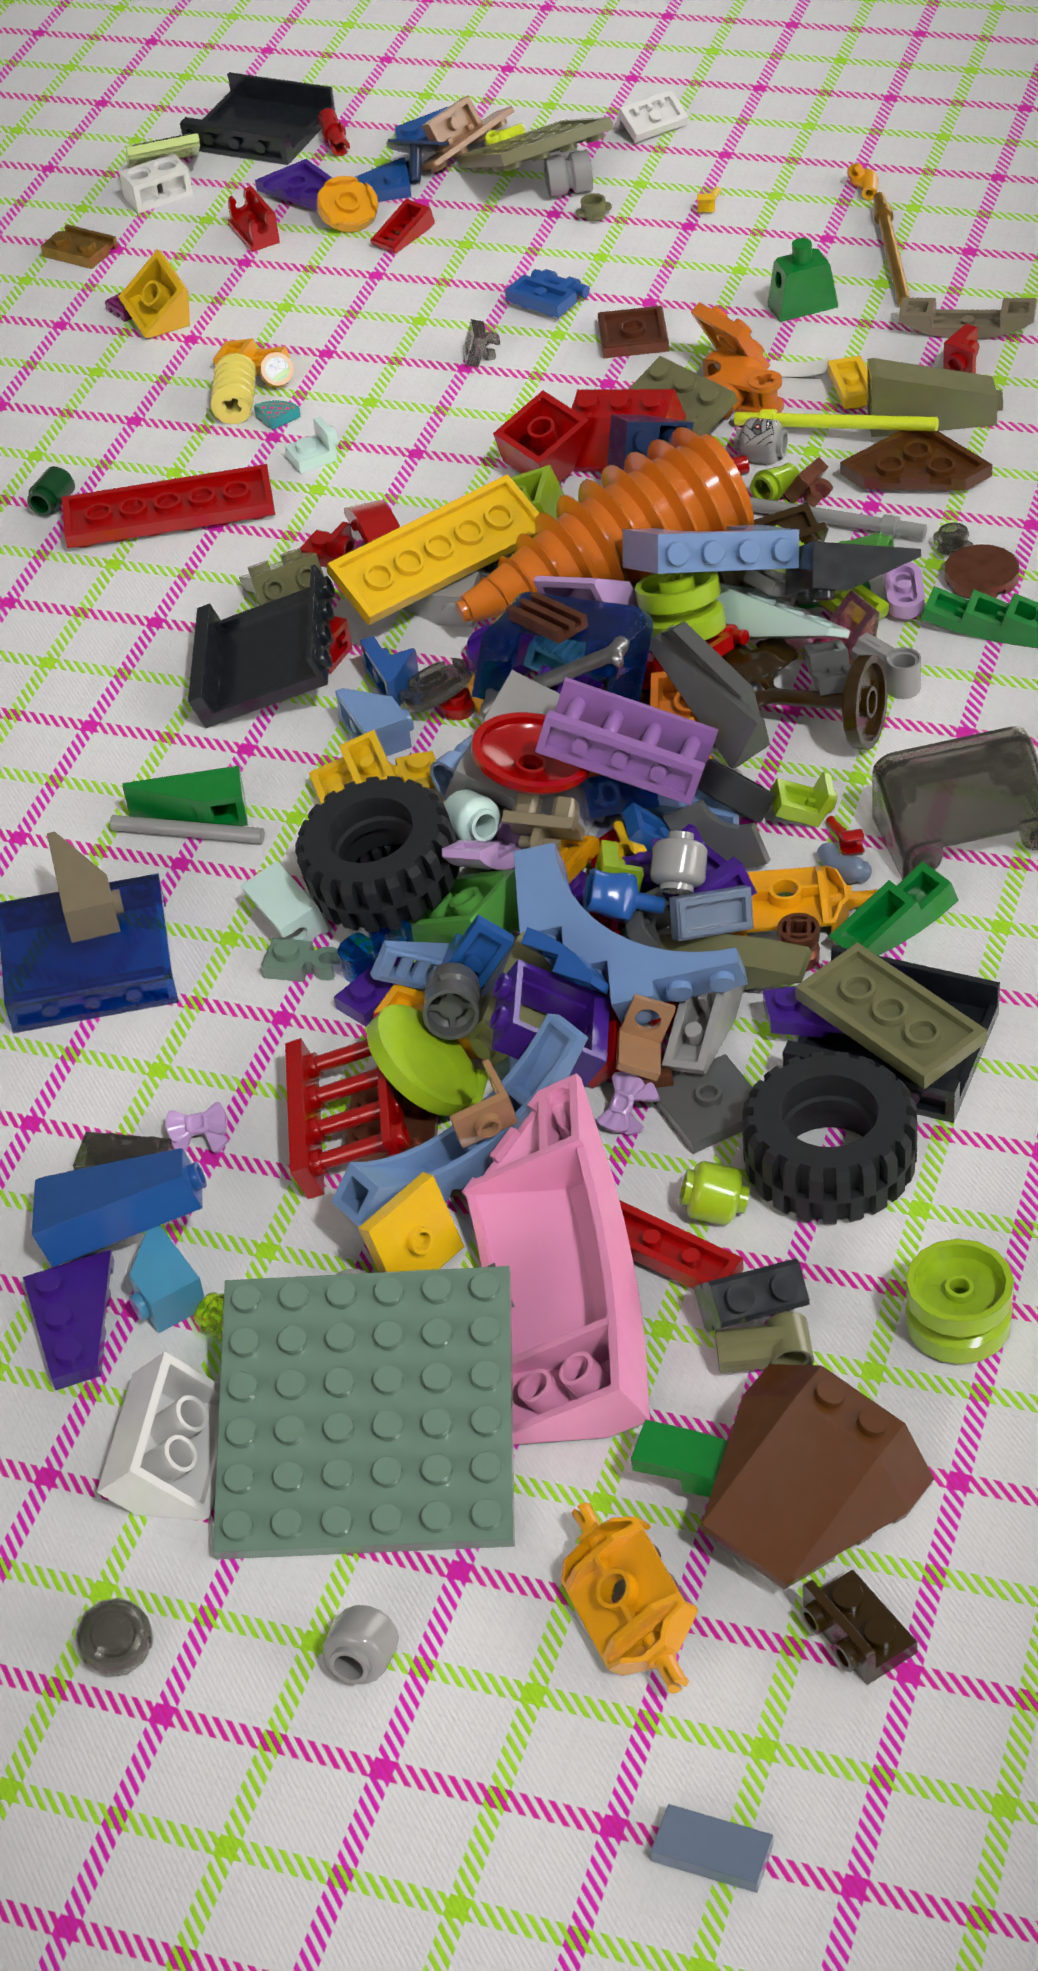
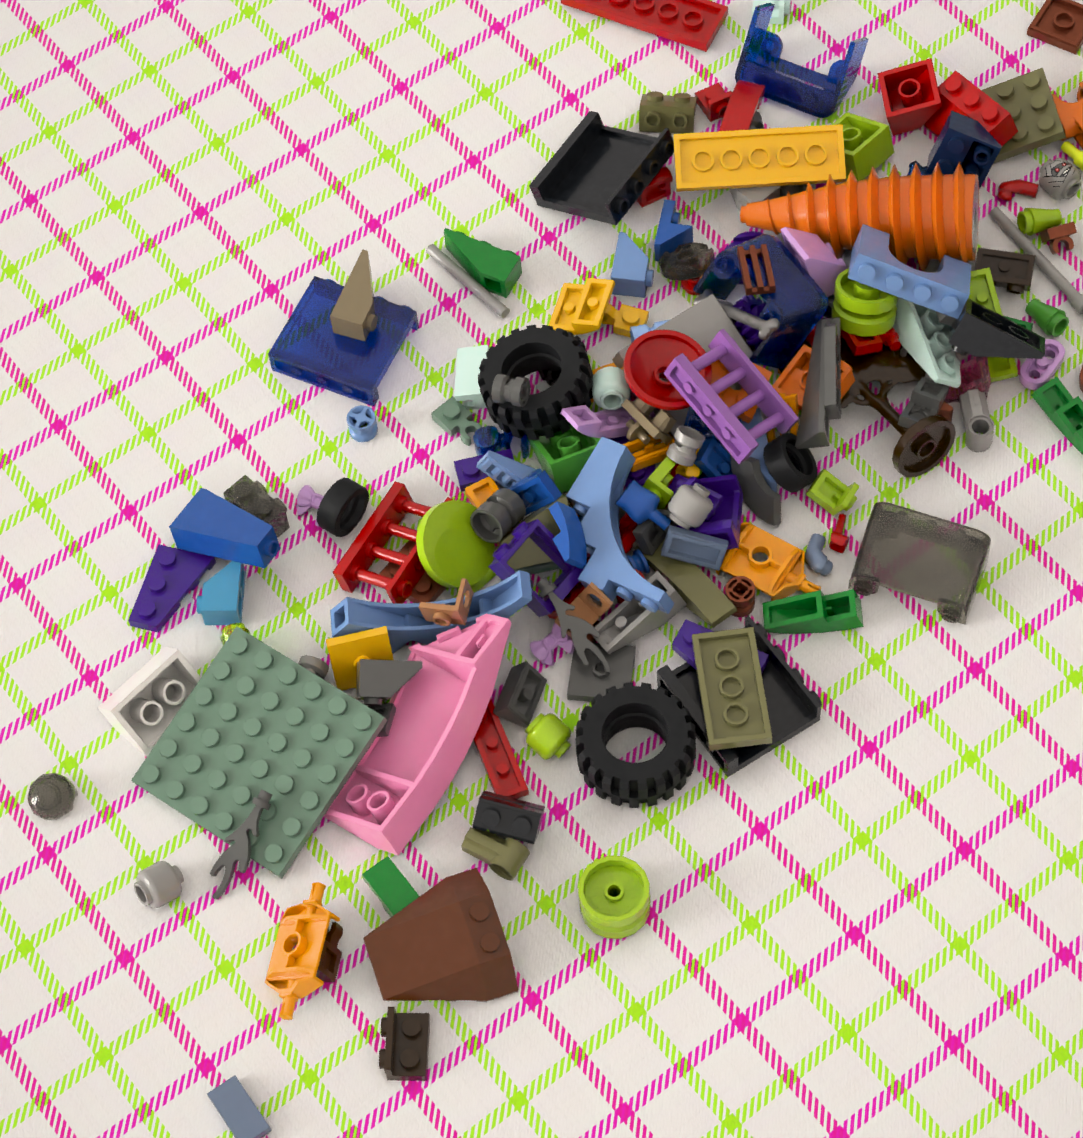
camera: 35 degrees right, 15 degrees up
(183, 1019) = (358, 417): none -> medium blue wheel
(241, 1103) = (342, 507): none -> black tyre
(369, 854) = (510, 390): none -> dark grey wheel
(404, 497) = (790, 82): none -> clear blue windscreen
(440, 1533) = (241, 849): none -> dark grey piece
(463, 1232) = (382, 679): none -> dark grey slope
(614, 818) = (685, 446): none -> light grey wheel
(638, 1172) = (520, 694): none -> dark grey slope
(652, 1056) = (578, 627): none -> dark grey piece

